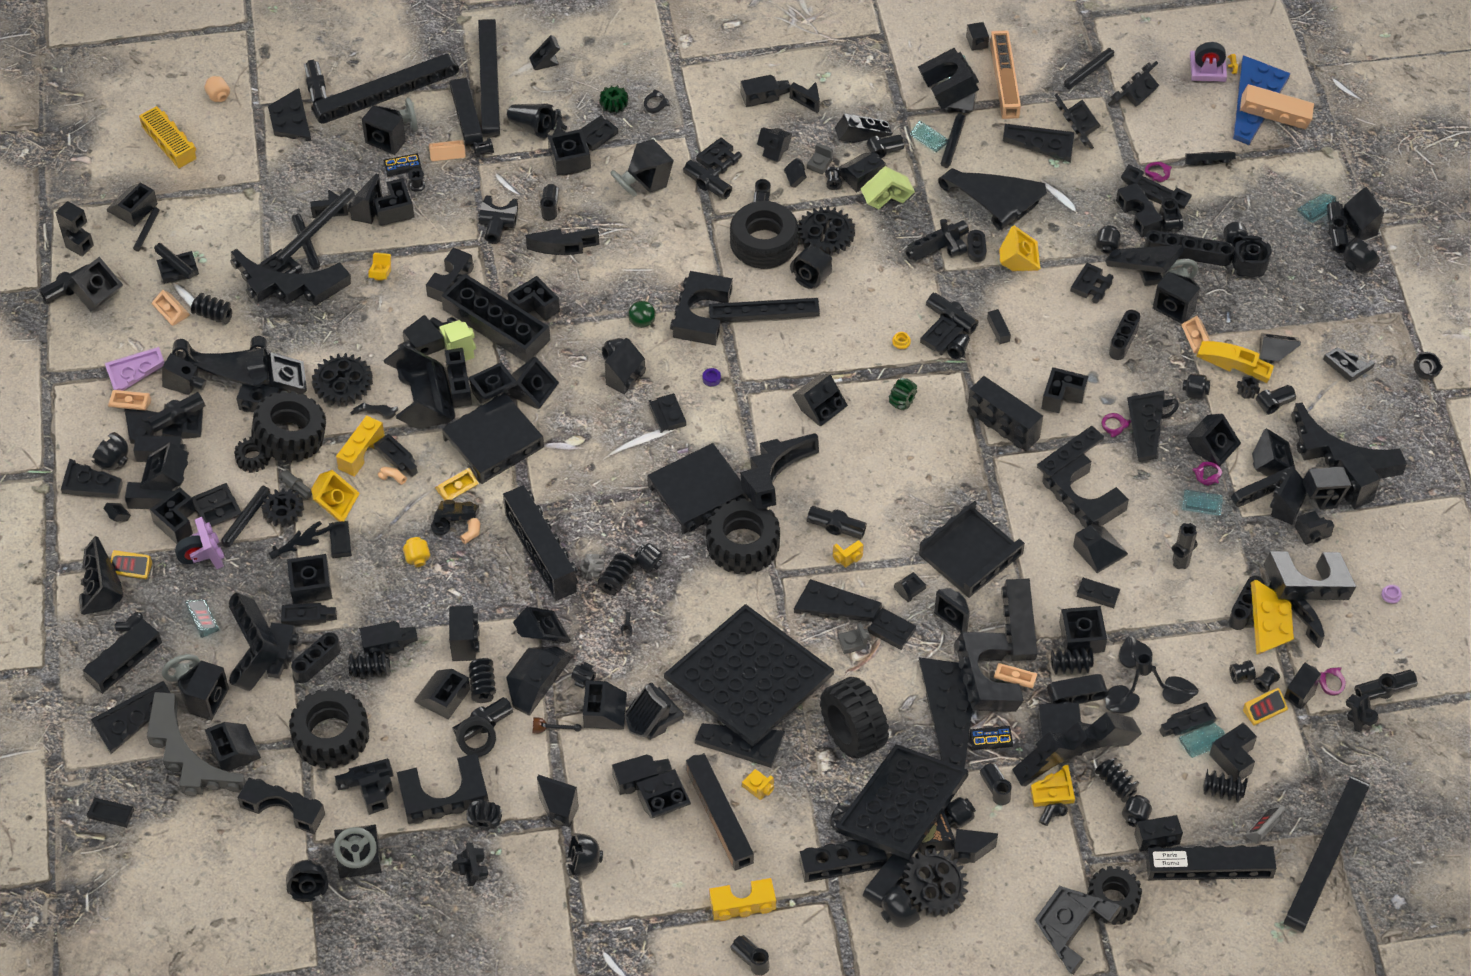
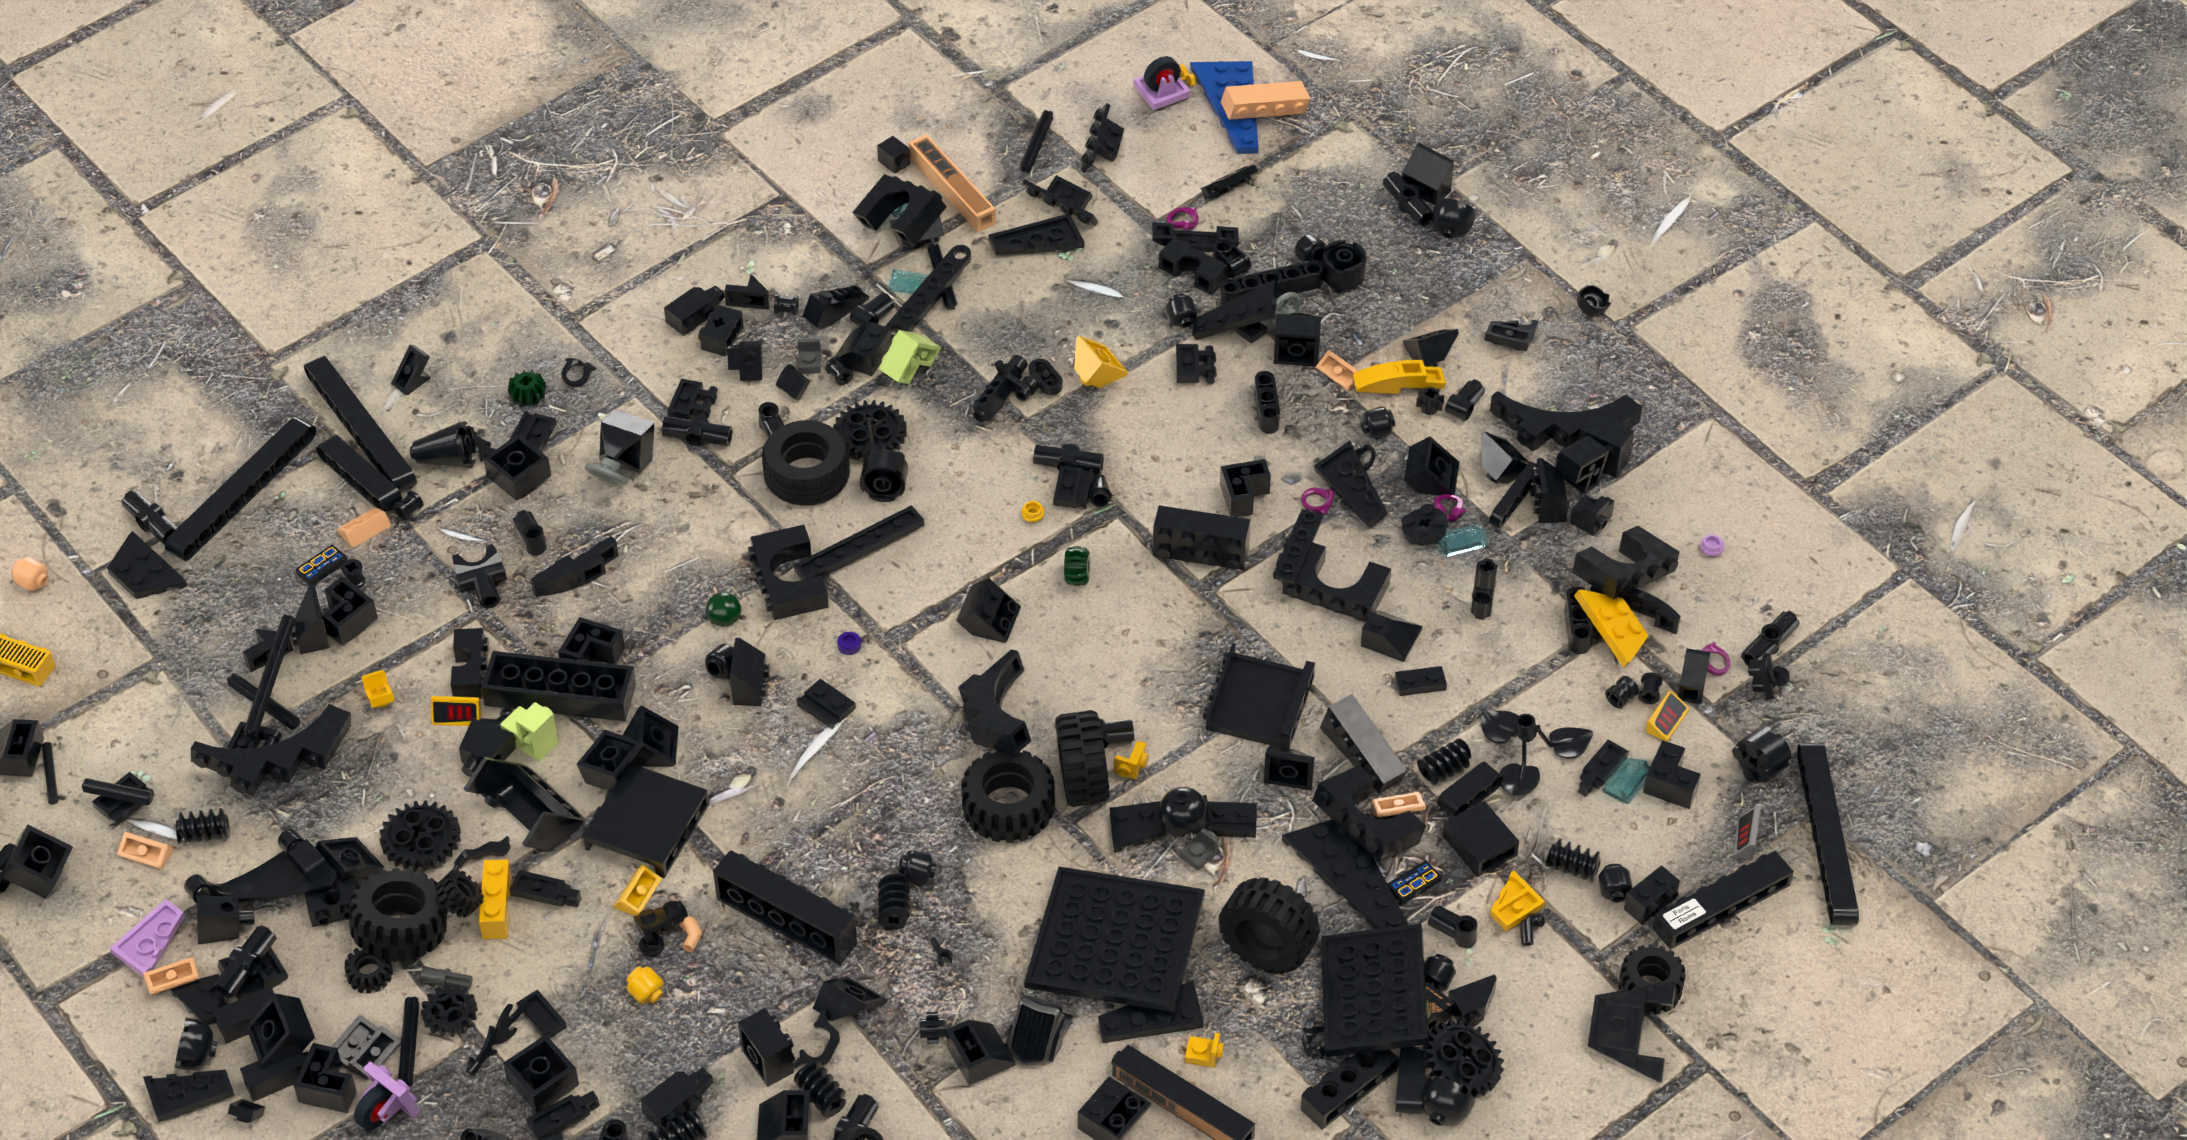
camera: 30 degrees left, 5 degrees down
(325, 433) = (459, 893): none -> black tyre
(334, 494) = (501, 966): yellow slope -> none
(385, 126) = (278, 529): black piece -> none
(392, 472) = (554, 912): light nougat arm -> none
(420, 304) = (454, 710): none -> slope
(458, 377) = (550, 762): black arch -> none
(509, 654) = (830, 1048): none -> black helmet
(535, 675) = (875, 1056): black wedge -> none
(541, 725) = (919, 1106): hinge -> none
(637, 769) = (1061, 1105): black hinge -> none
(696, 486) = (919, 766): black panel -> none
(772, 113) = (721, 330): none -> black brick
(805, 534) = (1082, 758): none -> black tyre
(829, 114) = (786, 304): none -> black bush
(853, 606) = (1183, 811): none -> black cylinder
(909, 586) = (1220, 766): black tile -> none
(934, 147) = (930, 290): none -> black plate
(998, 326) = (1127, 451): black piece -> none
(1001, 195) = (1041, 310): black panel -> none
(1082, 737) = (1499, 853): black arch -> none
(1083, 629) = (1435, 723): black brick -> none
(1172, 473) = (1414, 522): none -> black plate
(1224, 786) = (1684, 813): black piece -> none
(1314, 770) = (1762, 754): none -> black brick
(1316, 207) = (1372, 188): clear light blue slope -> none

